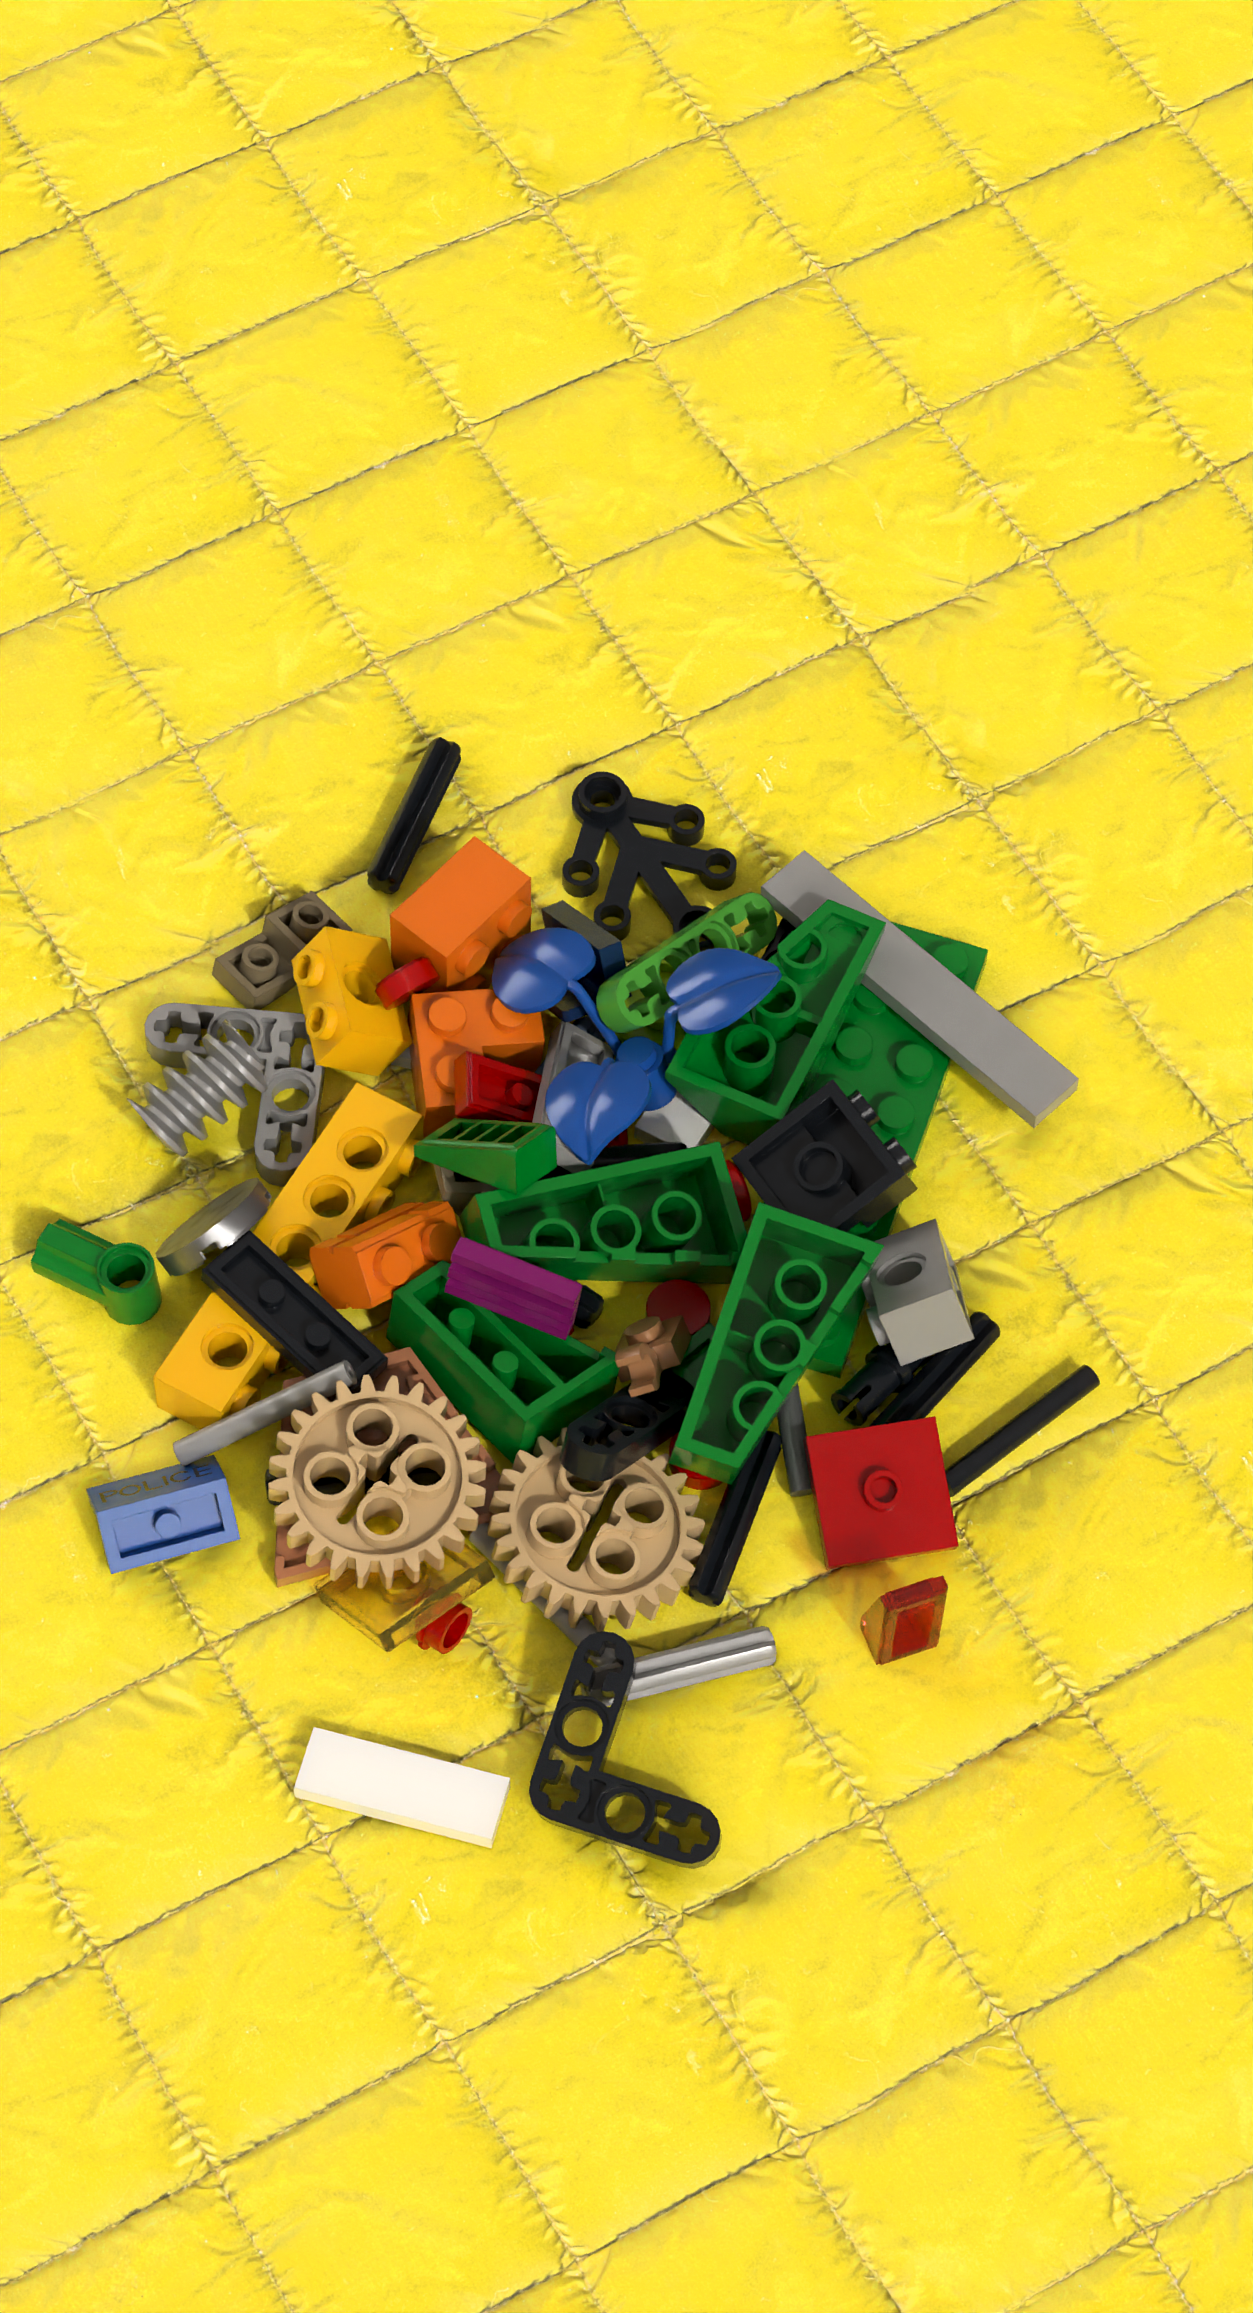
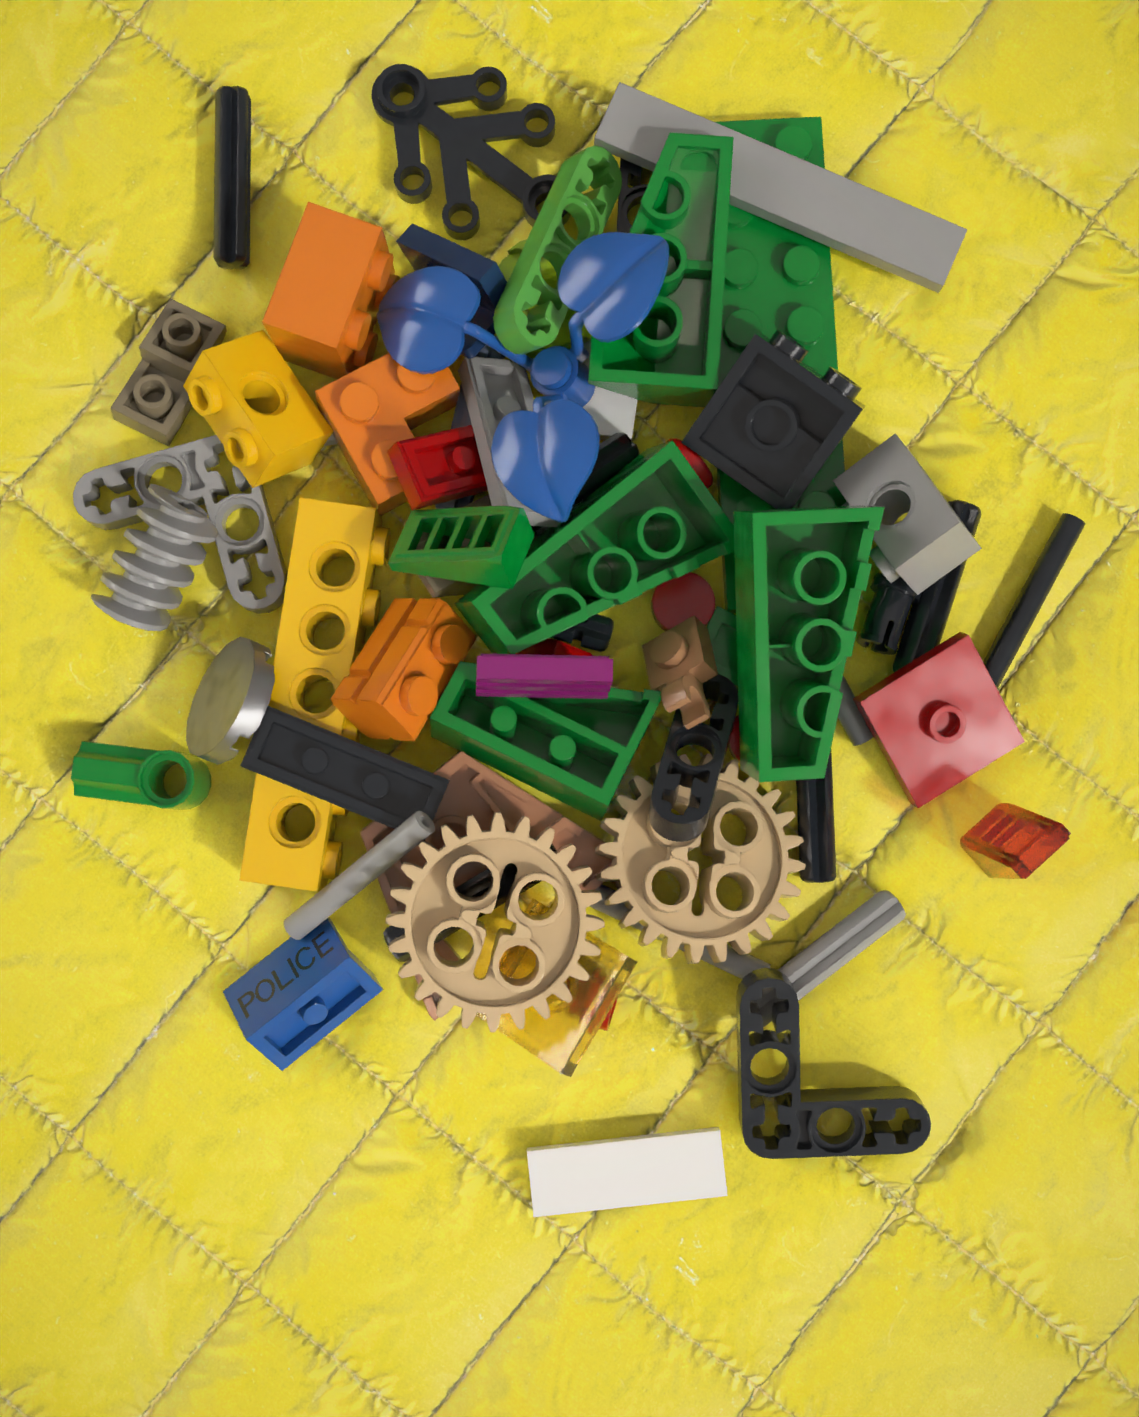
camera: 20 degrees left, 25 degrees up
(407, 980) = (305, 380): red tile -> none

